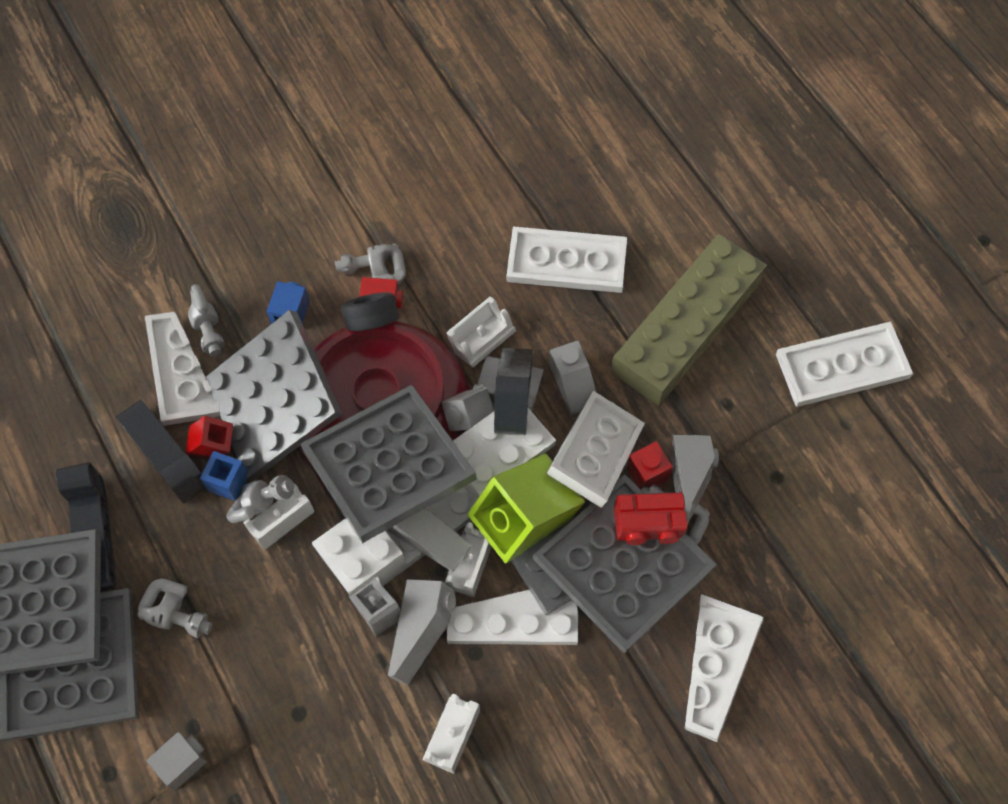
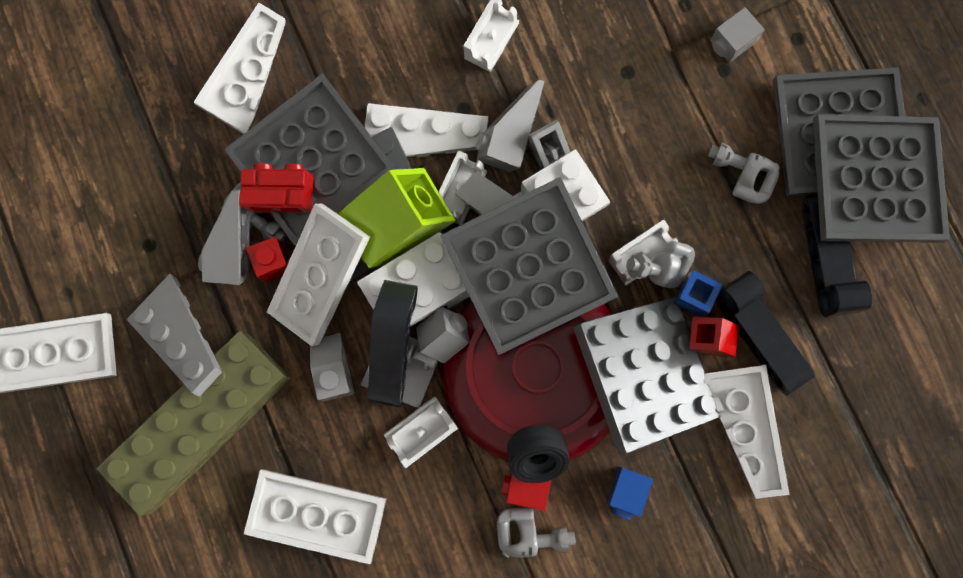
camera: 170 degrees left, 15 degrees up
(203, 317) = (724, 492): light grey piece -> none
(733, 393) = (176, 335): none -> light grey wing

